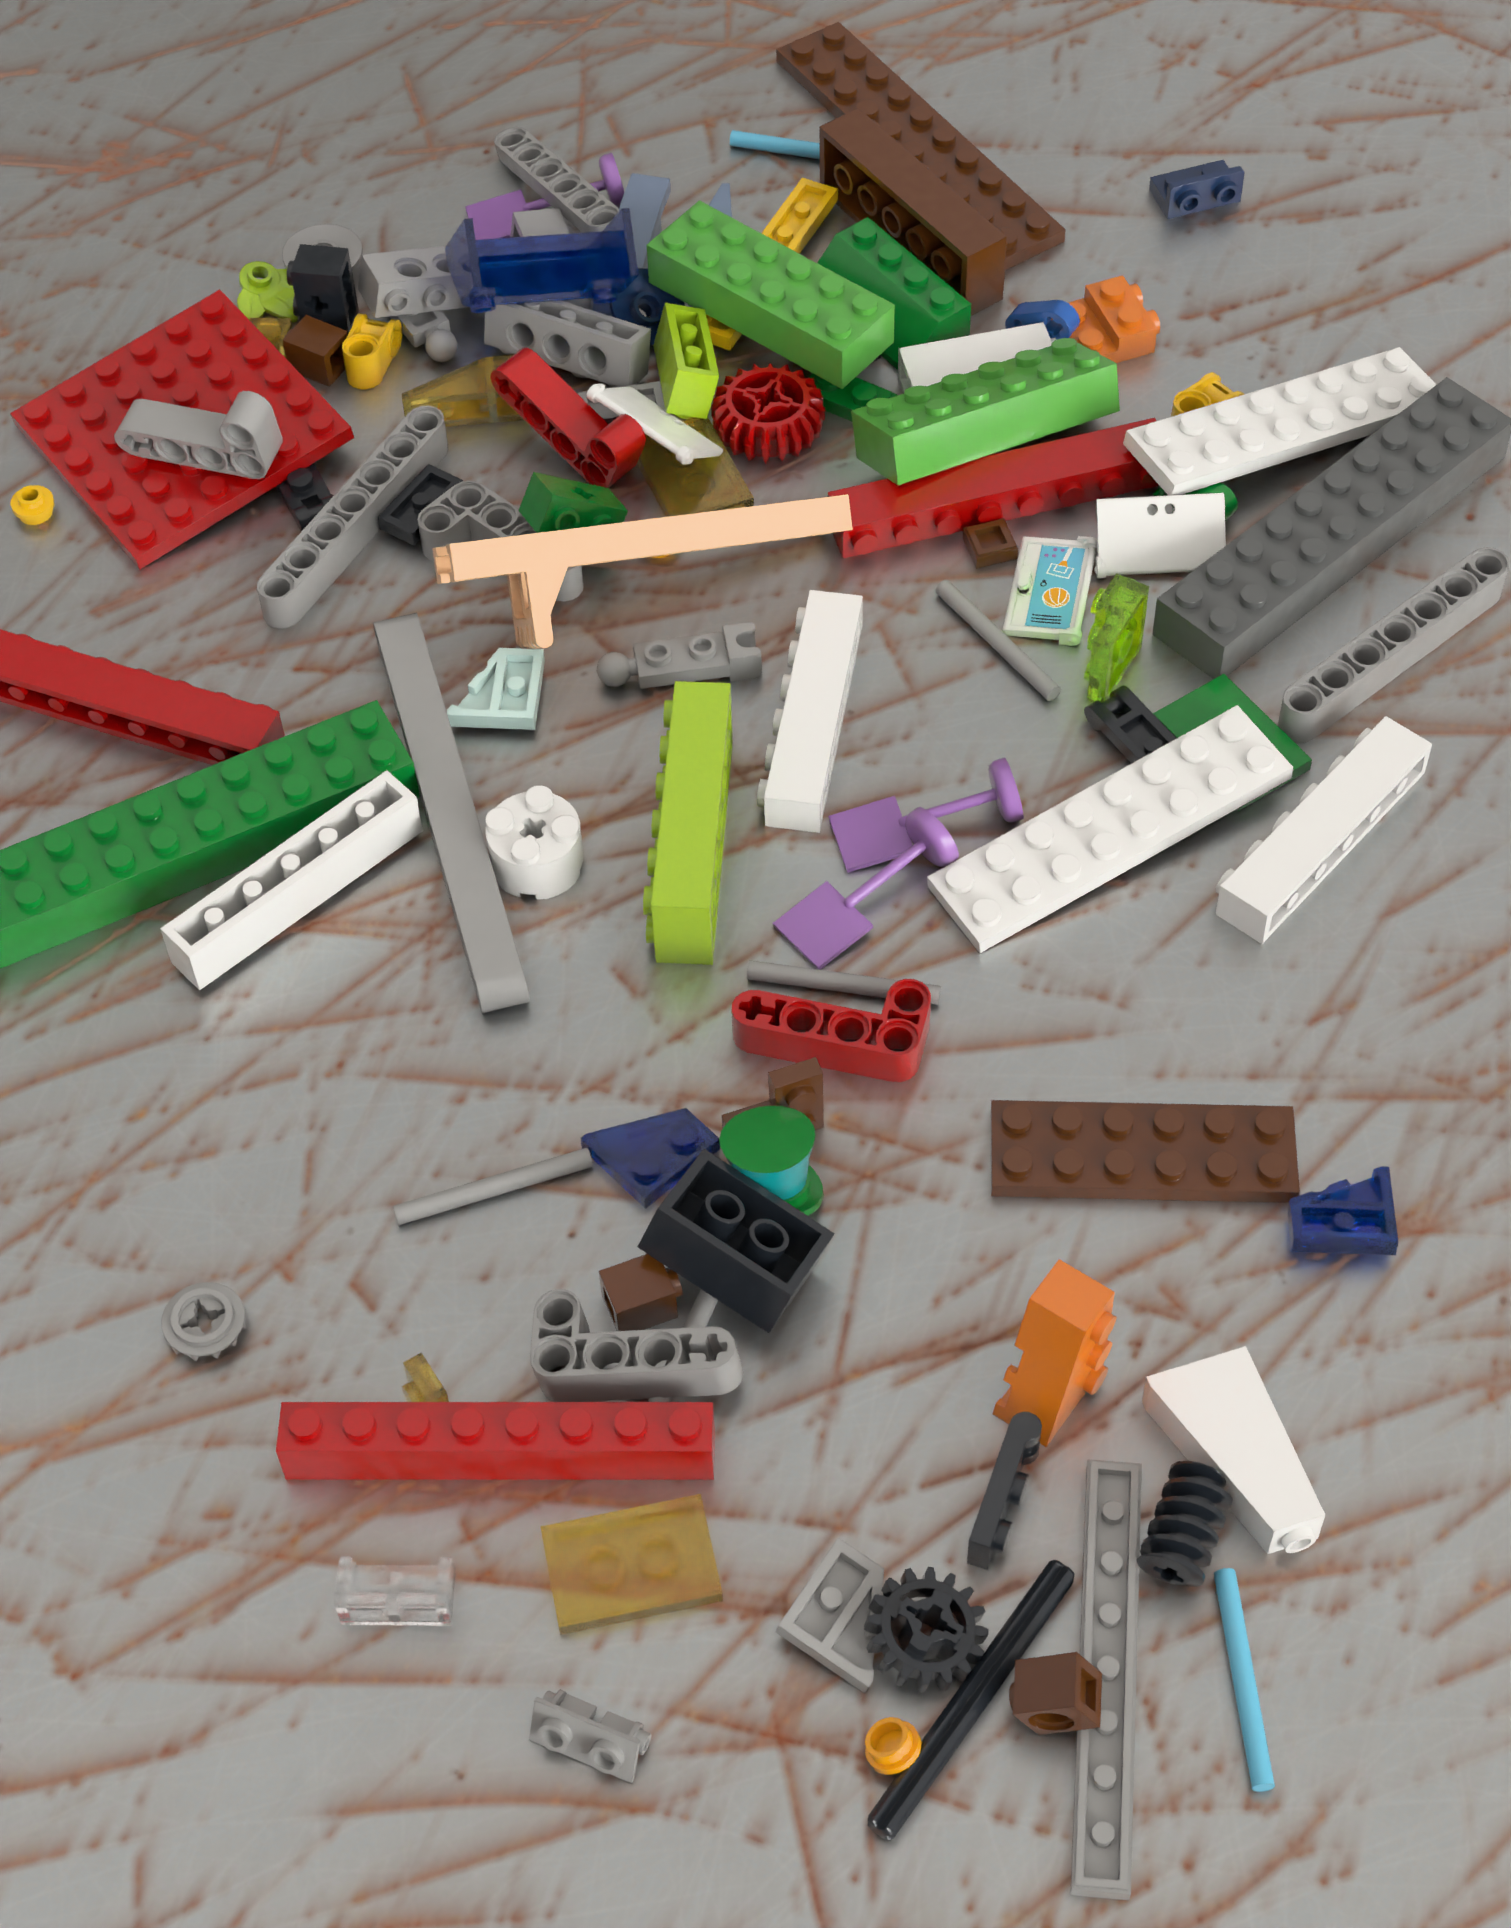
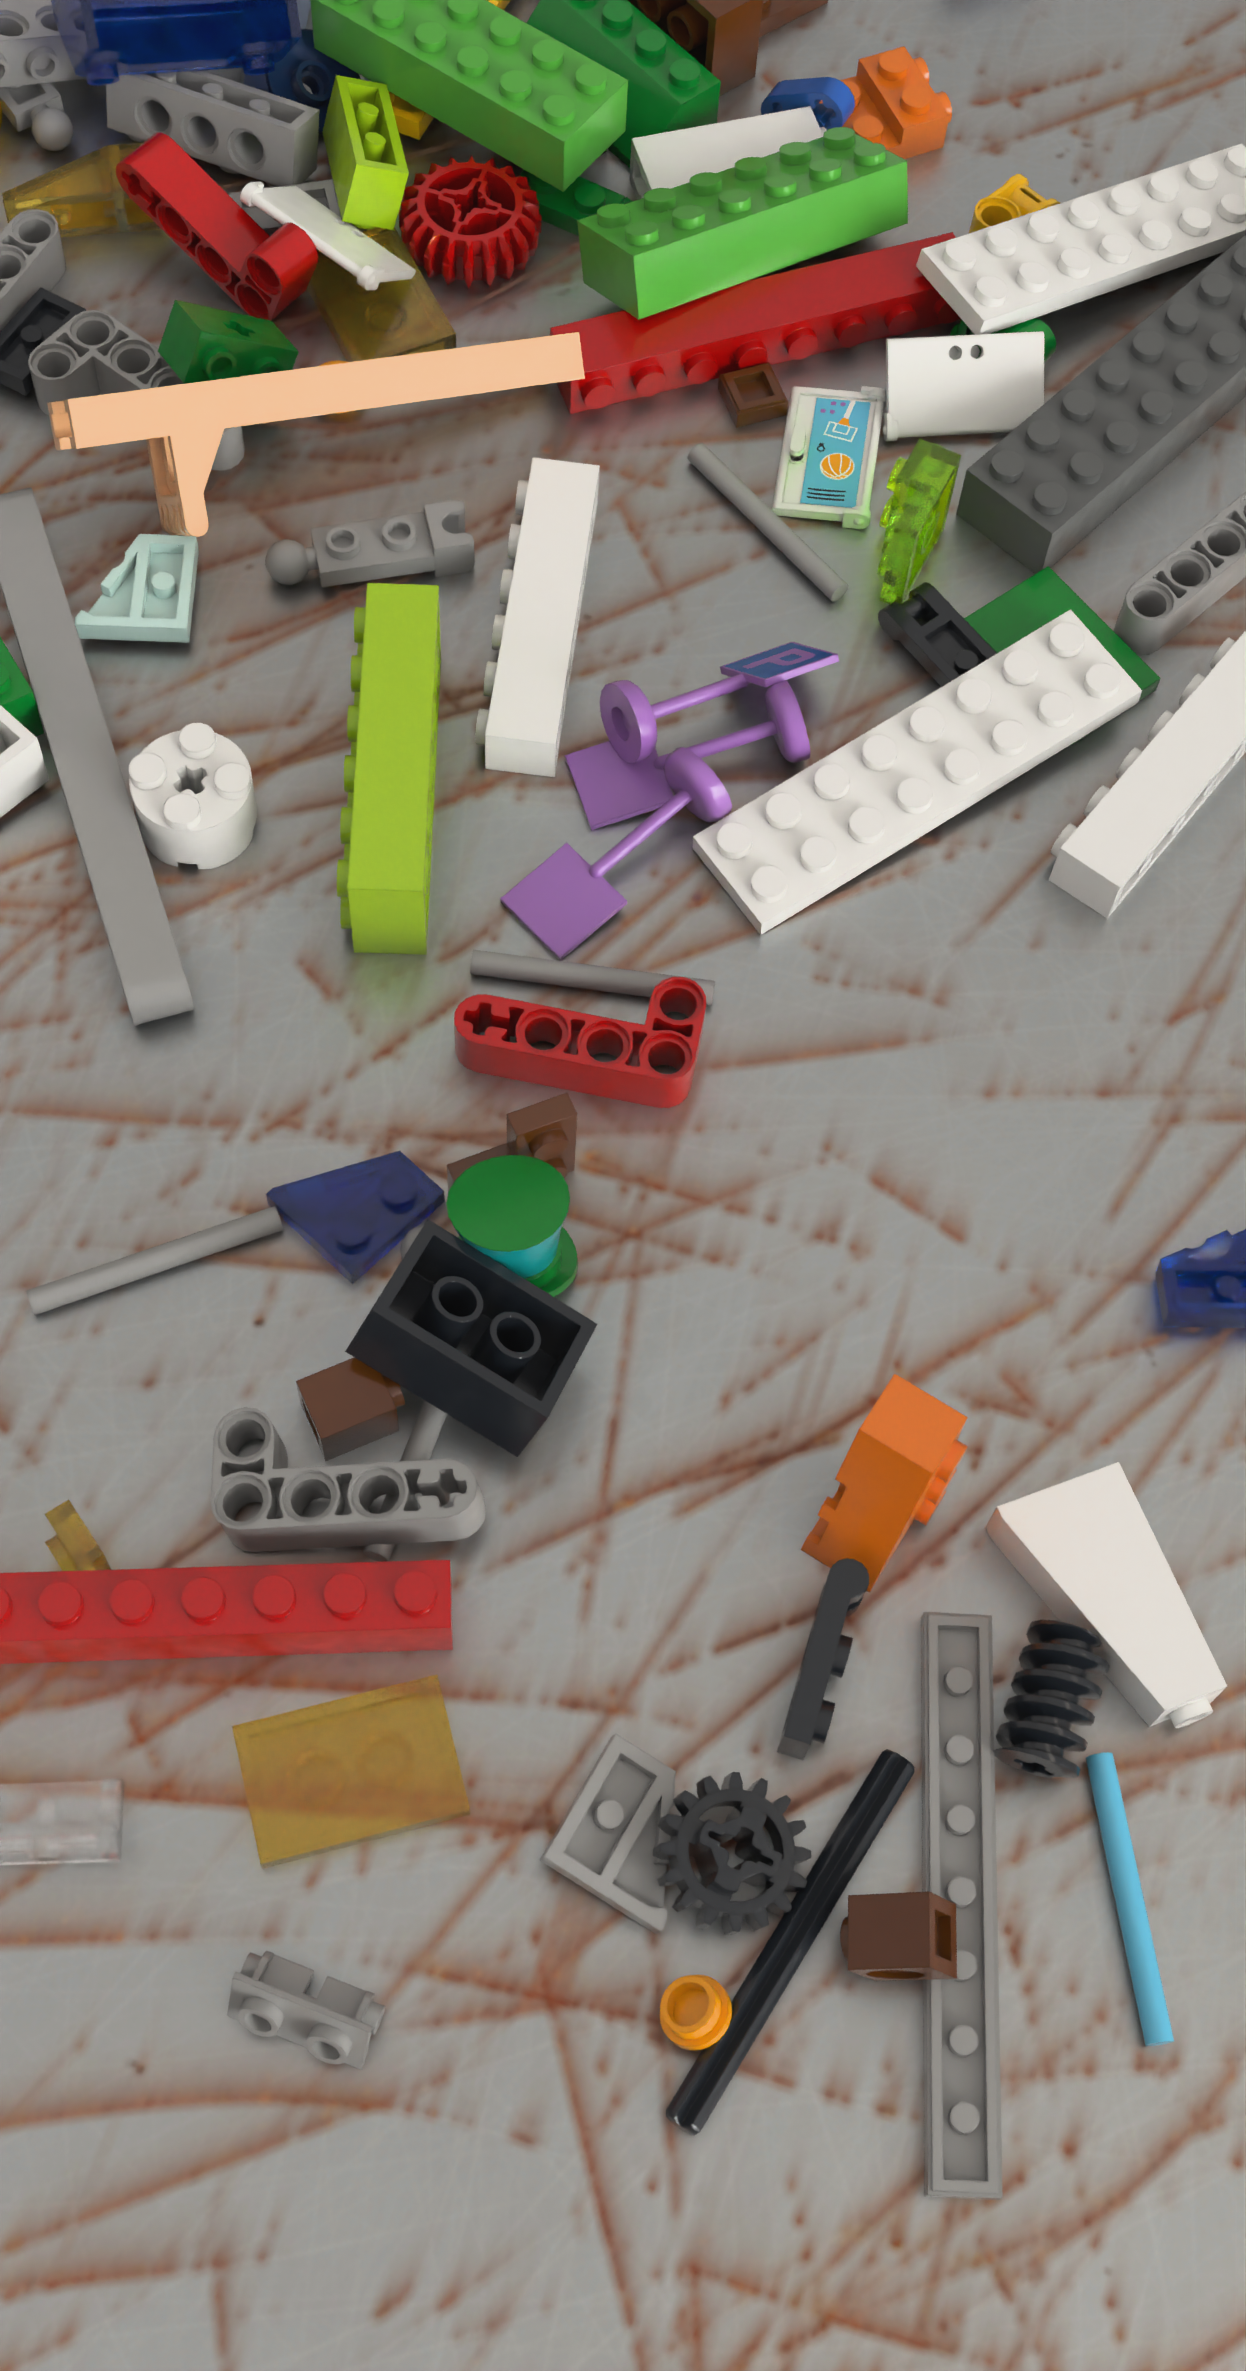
camera: 10 degrees left, 10 degrees up
(880, 786) = (631, 718): none -> medium lavender piece
(1143, 1151) = (974, 1196): reddish brown plate -> none

